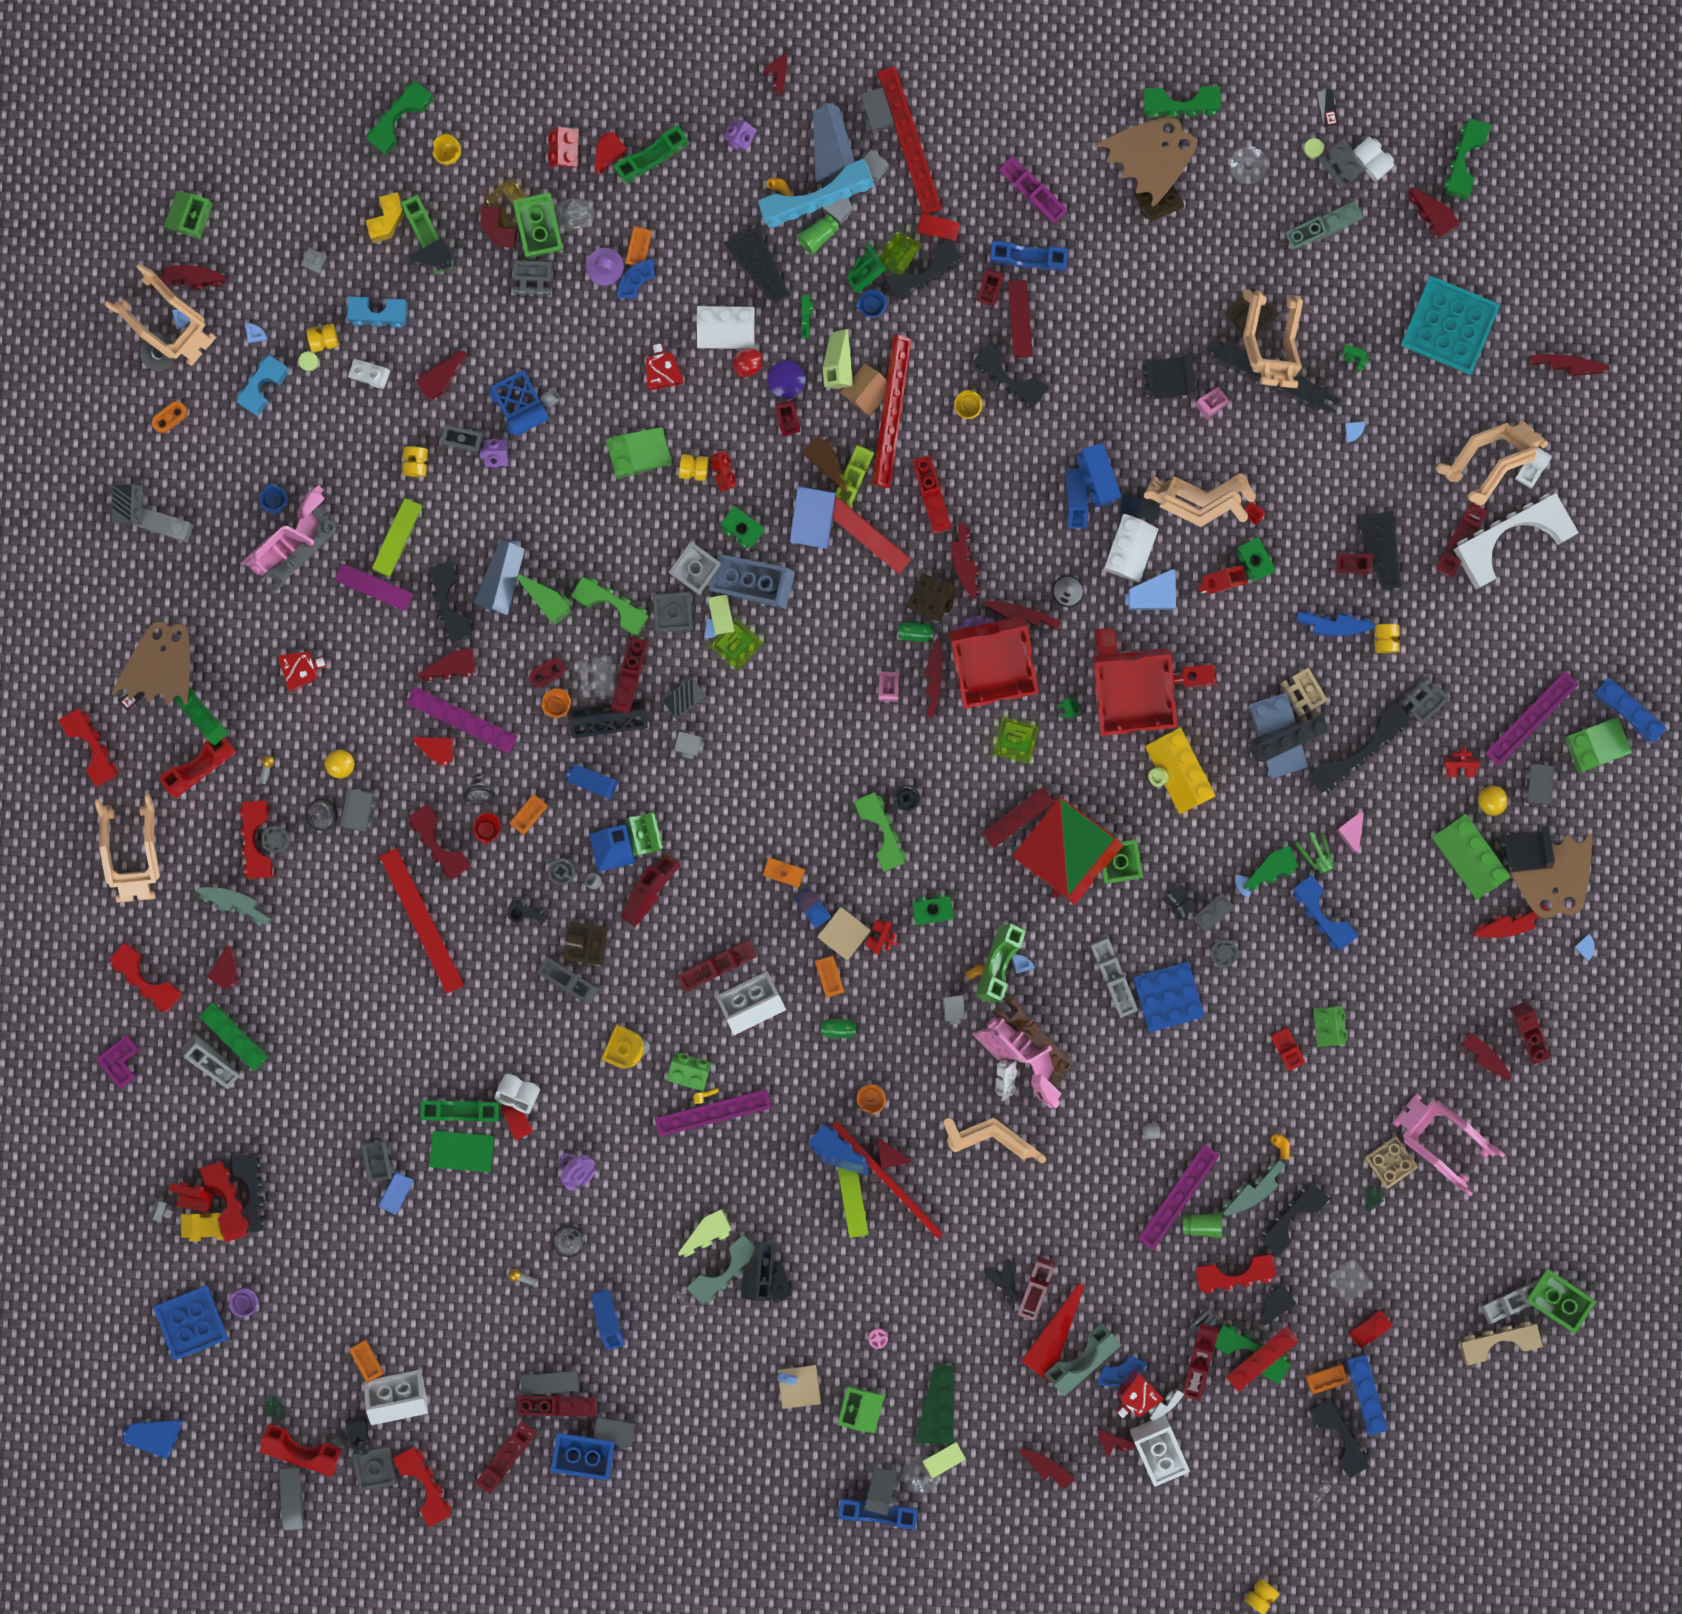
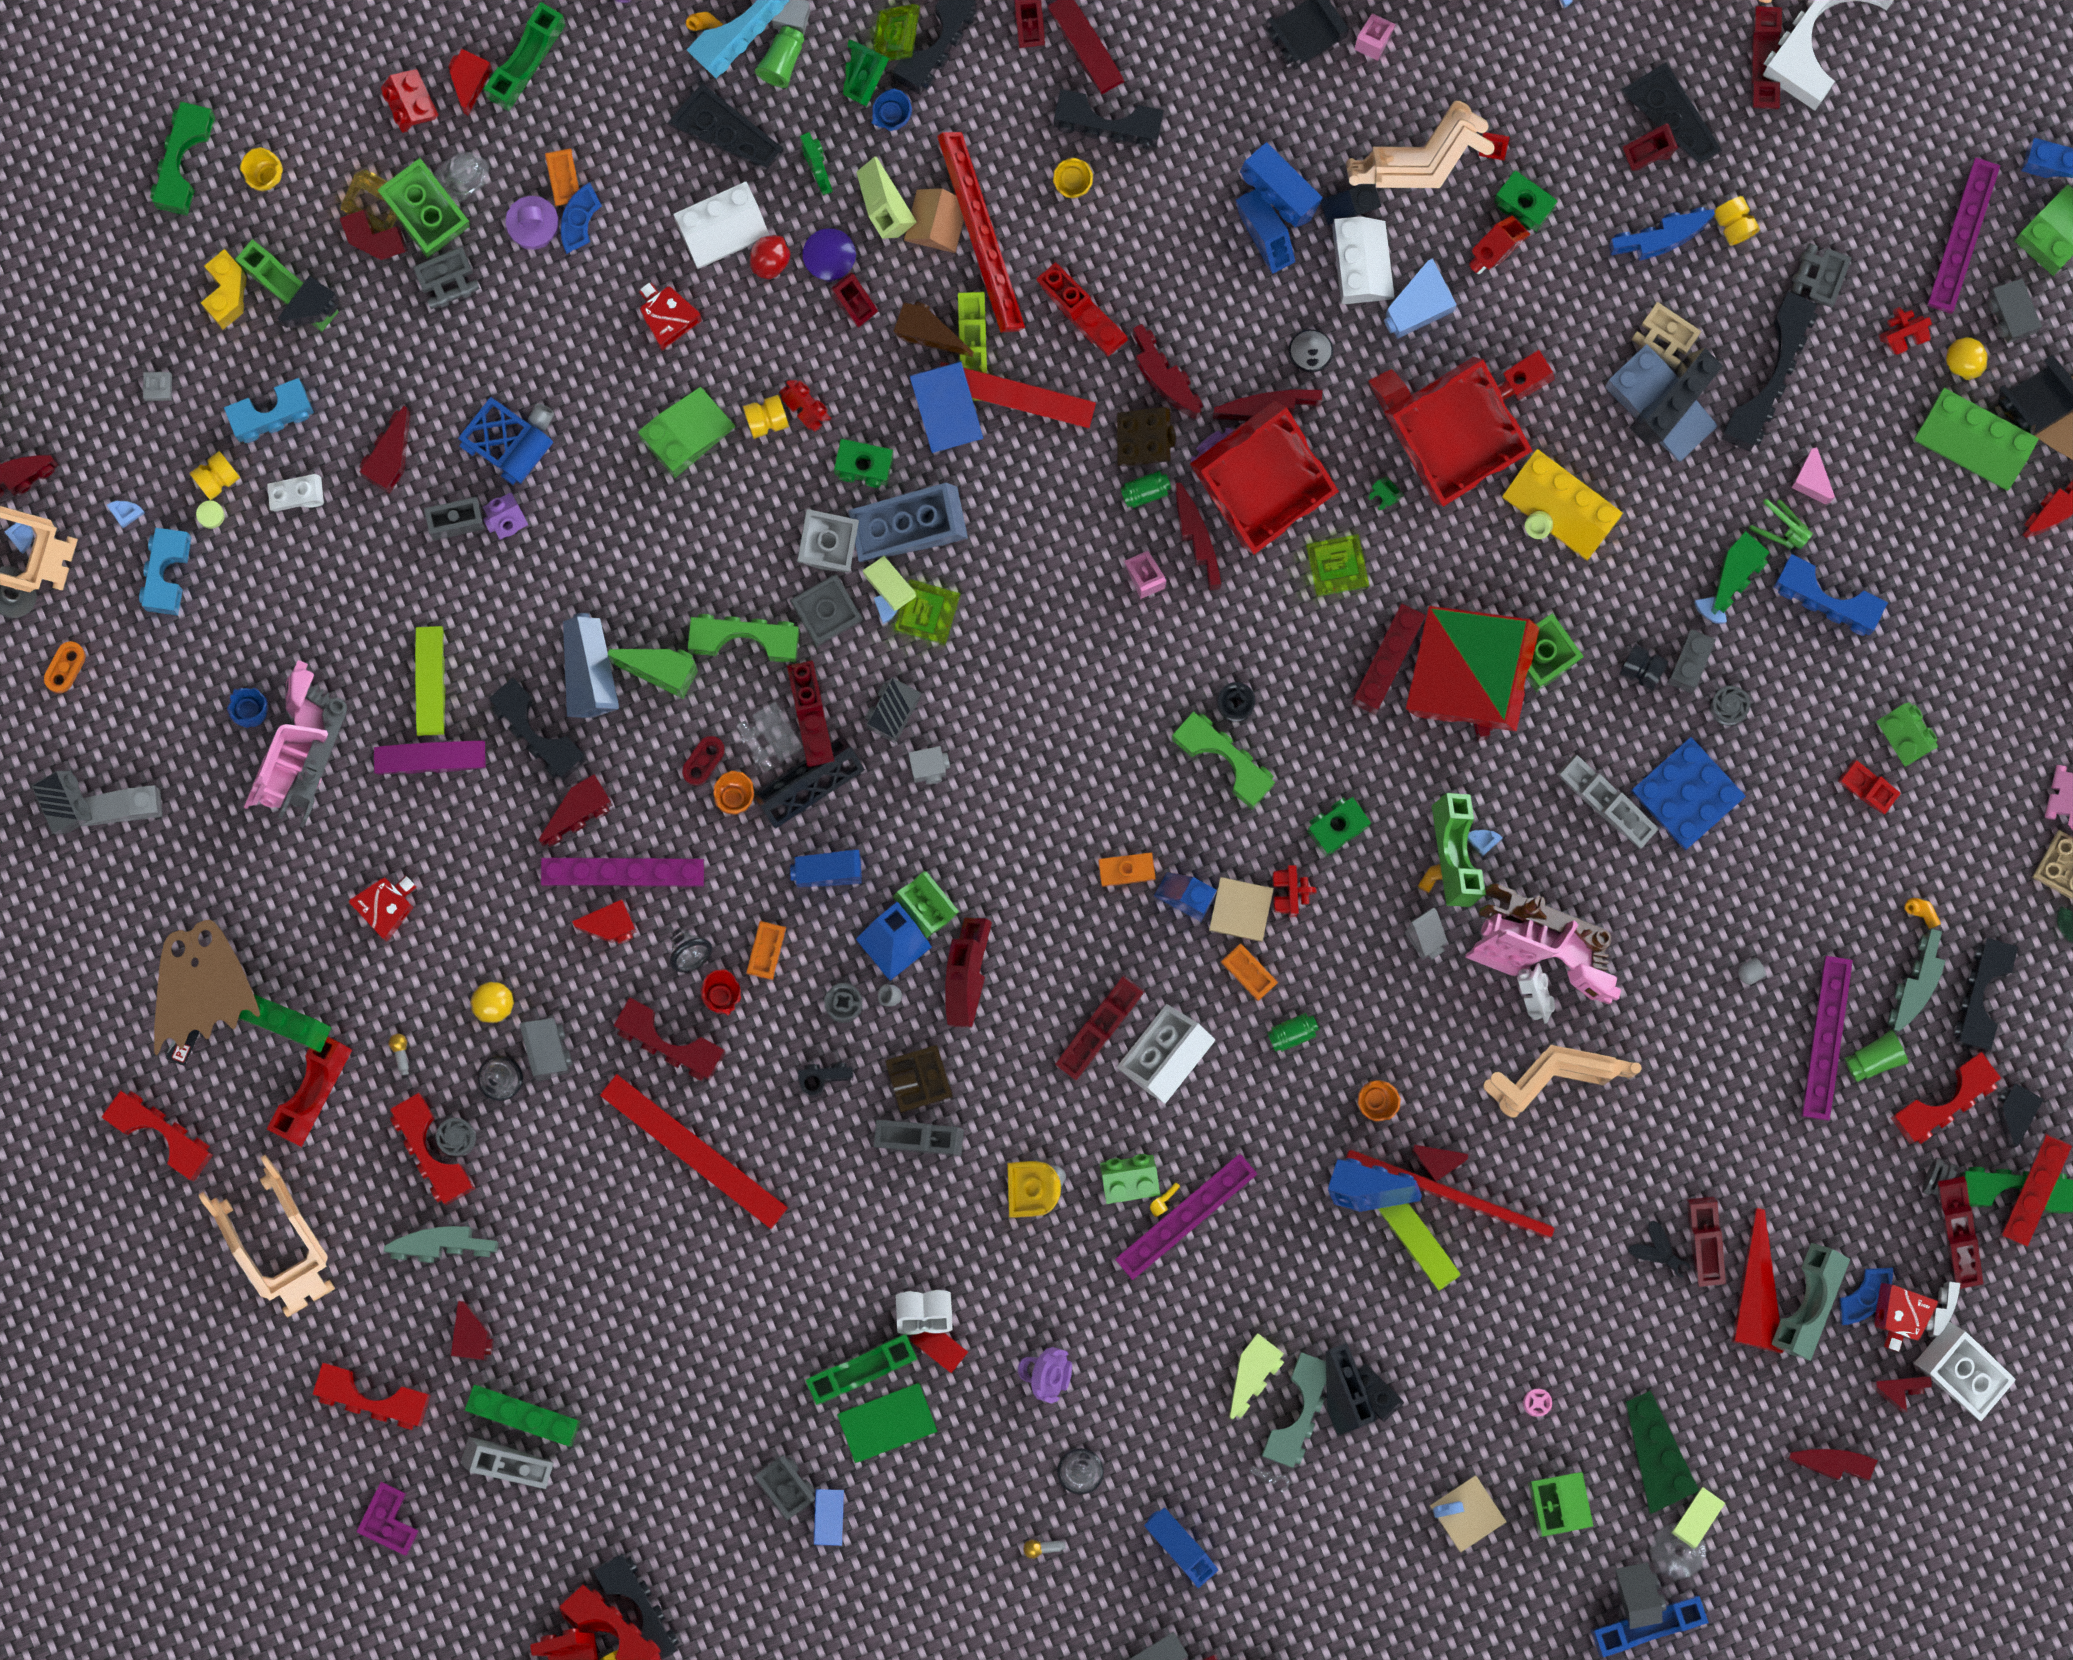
camera: 30 degrees left, 5 degrees down
(412, 468) = (407, 584): yellow wheel -> none

